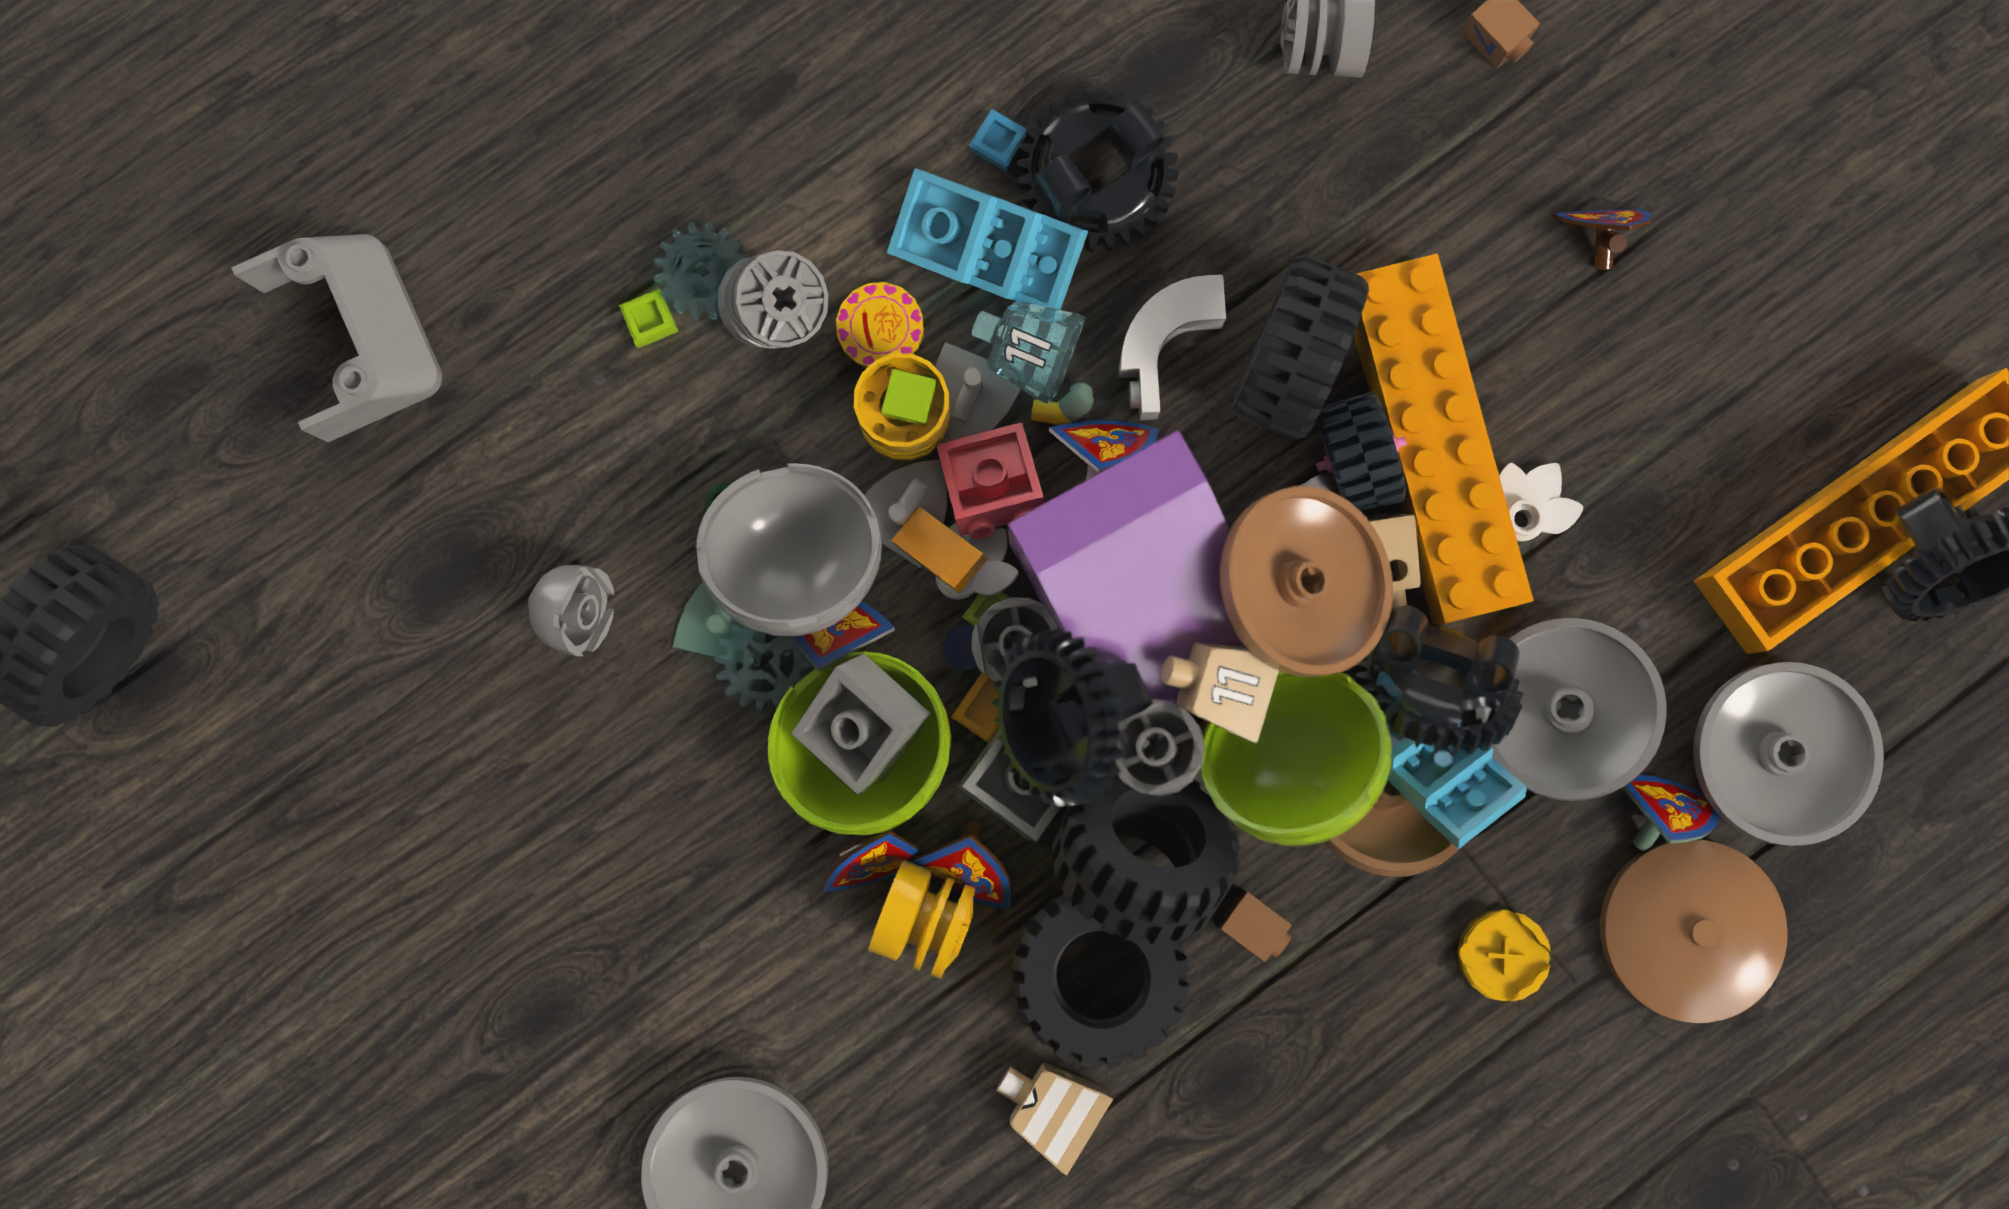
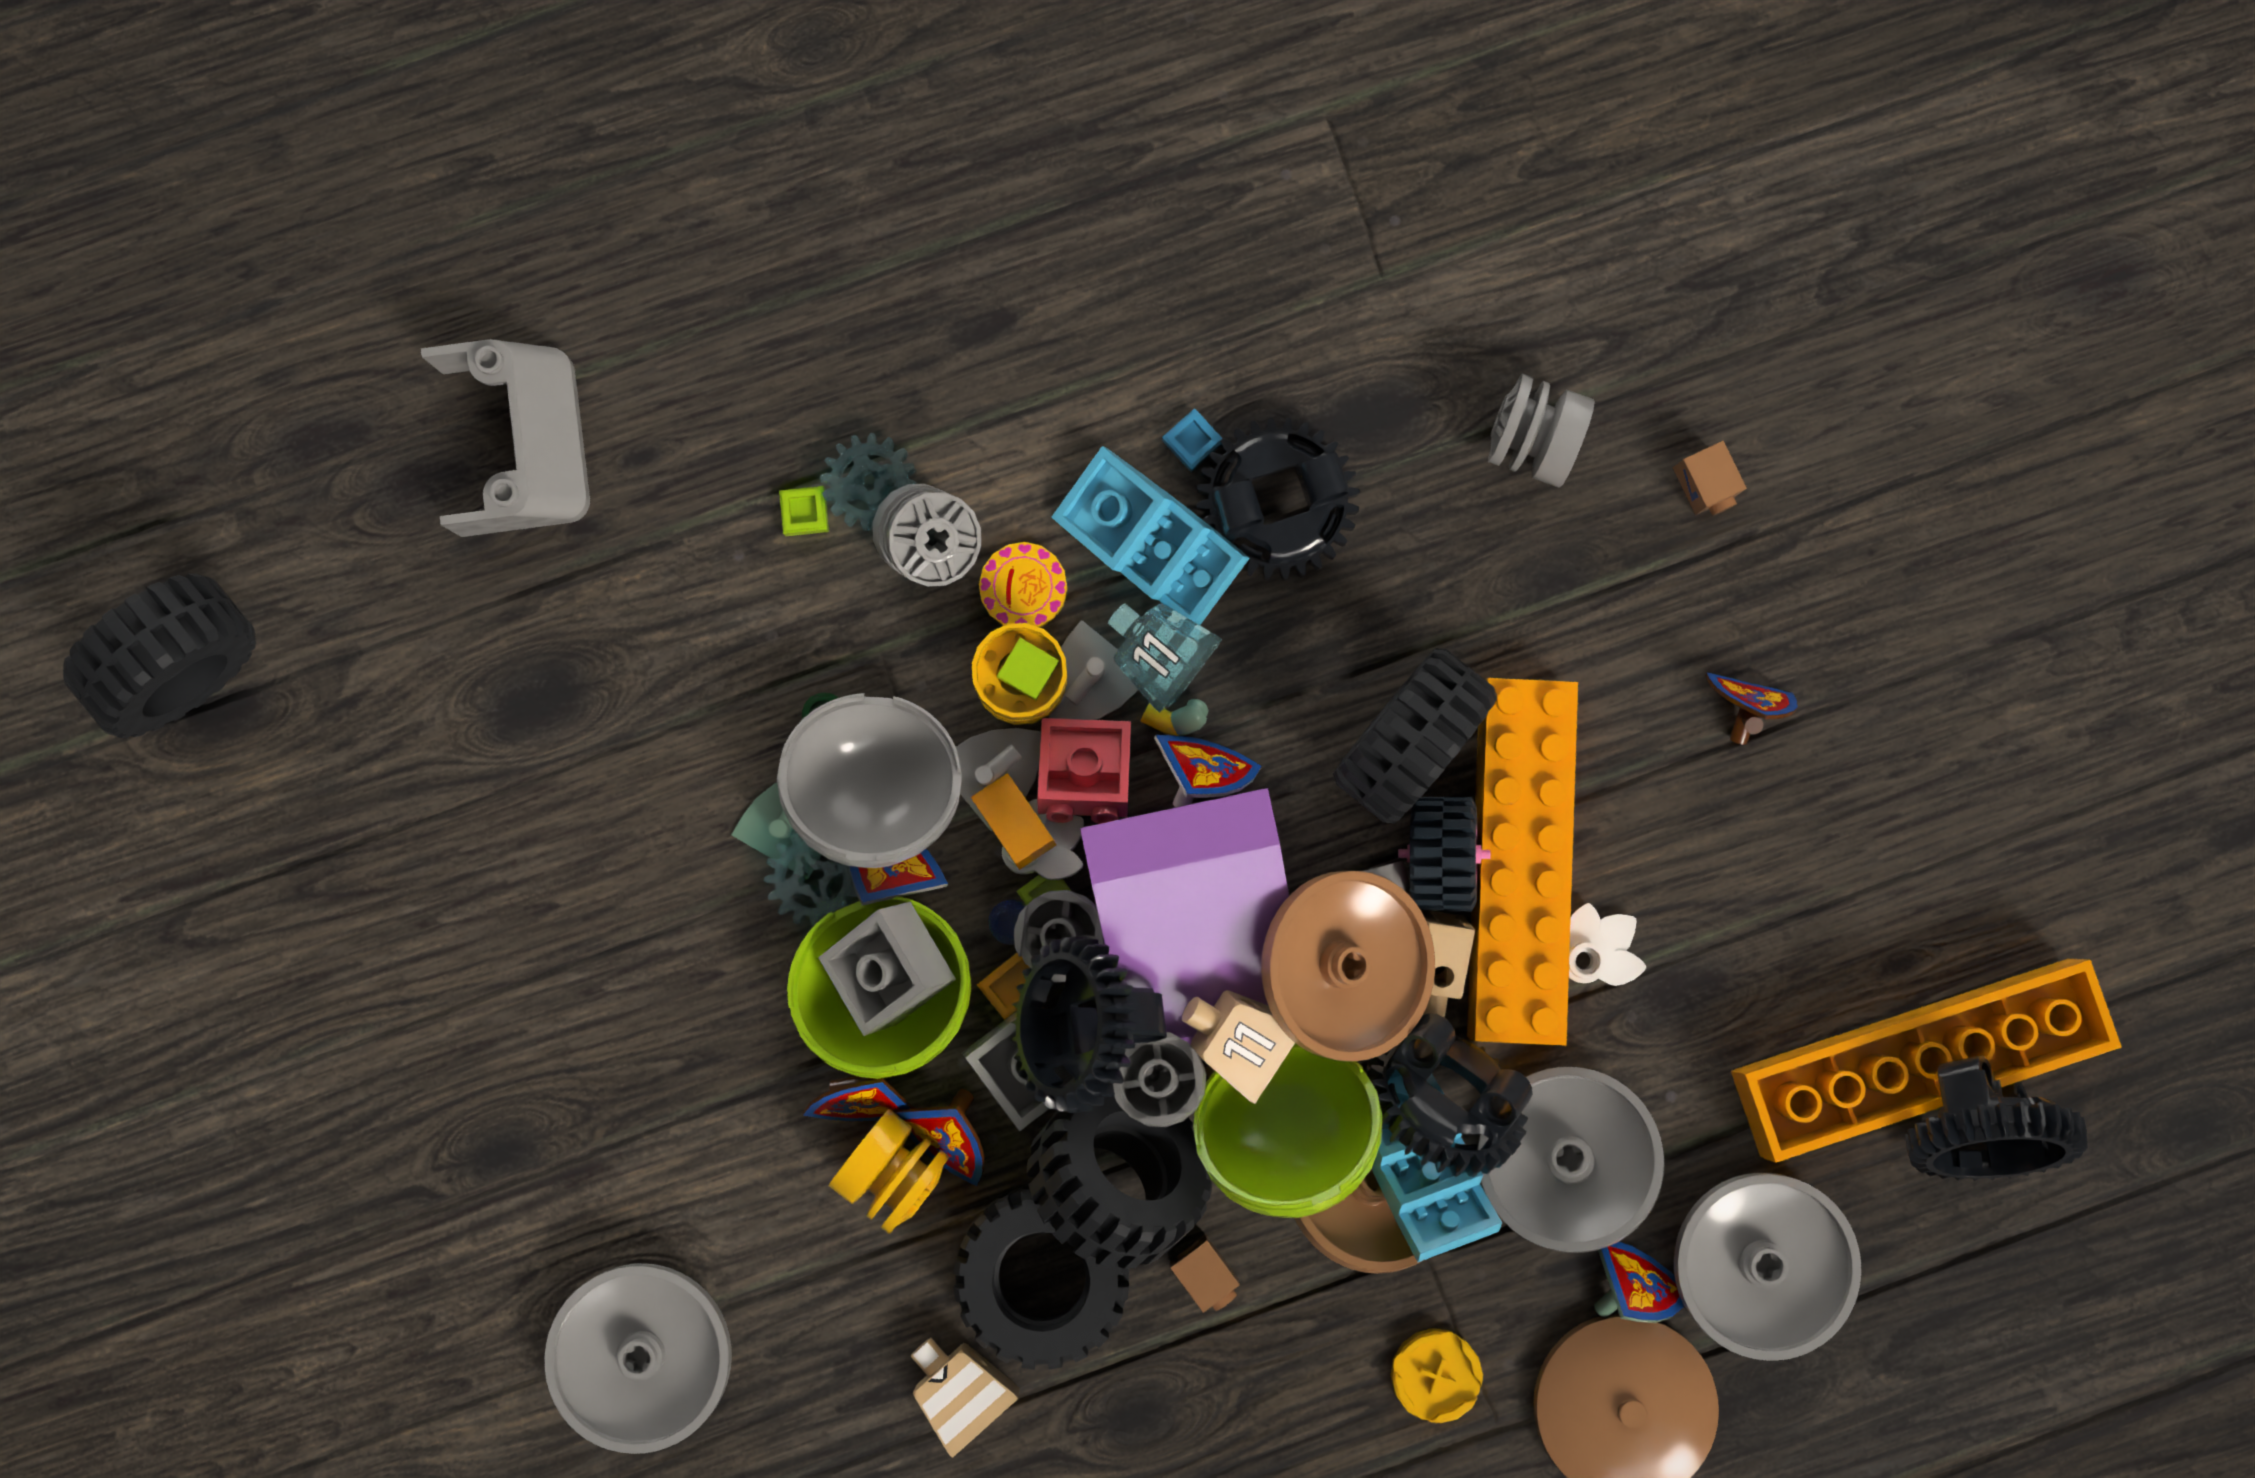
camera: 10 degrees right, 0 degrees up
(570, 608) = (644, 771): light grey cylinder -> none
(1179, 308) = (1309, 657): white arch -> none

